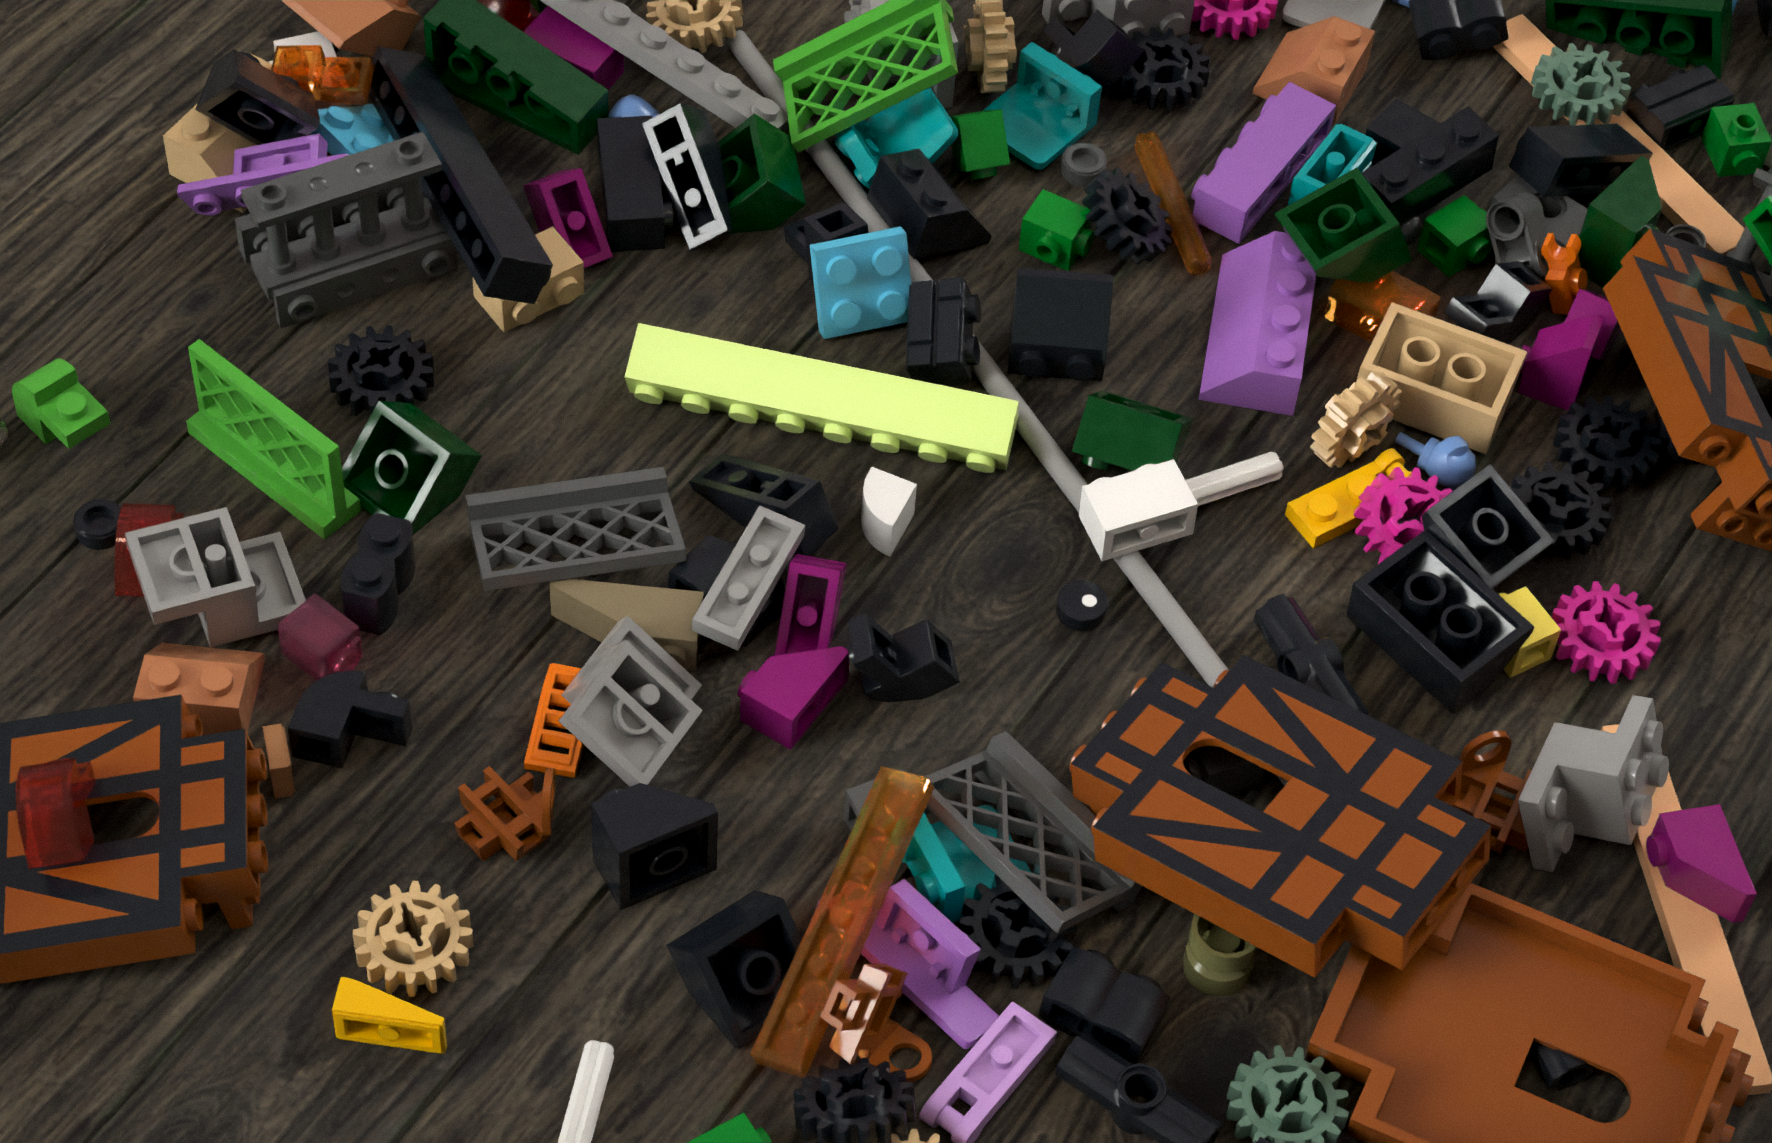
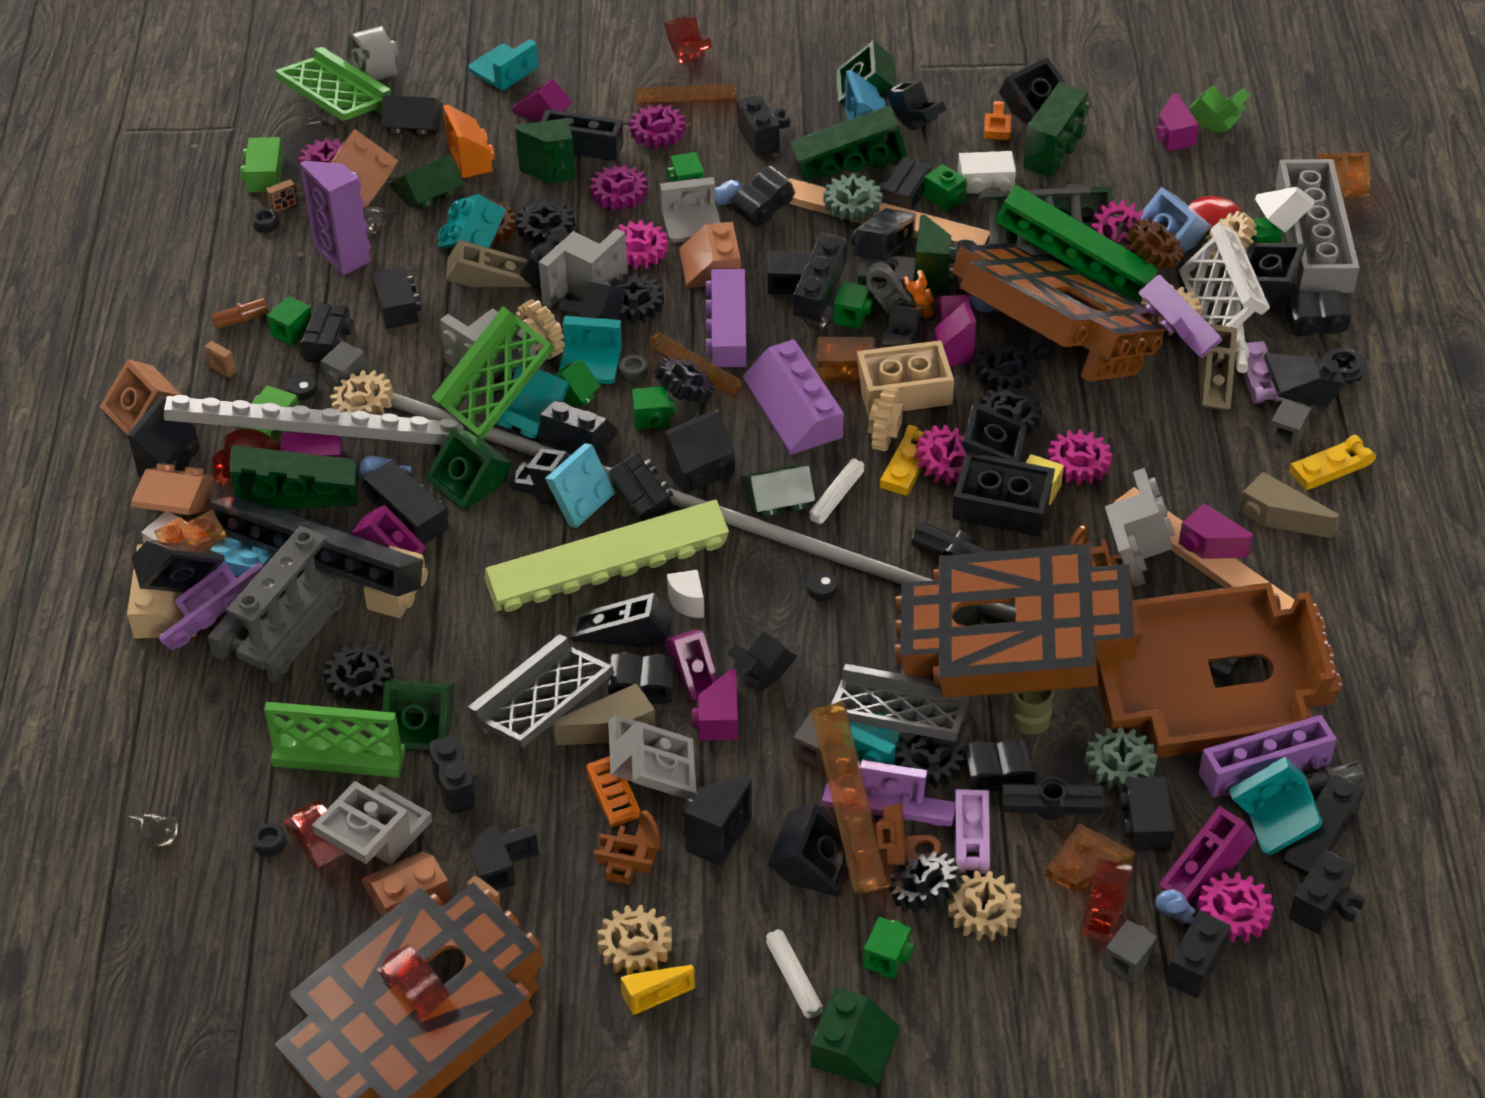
camera: 30 degrees left, 5 degrees down
(58, 405) = (193, 786): bright green brick -> none
(320, 639) = (451, 825): clear pink brick -> none
(691, 172) = (441, 479): black slope -> none
(748, 578) = (657, 661): light grey plate -> none
(1137, 509) = (817, 520): white brick -> none
(1336, 156) = (769, 307): teal brick -> none
(1346, 231) = (809, 325): dark green slope -> none
(1448, 459) = (939, 415): medium blue piece -> none

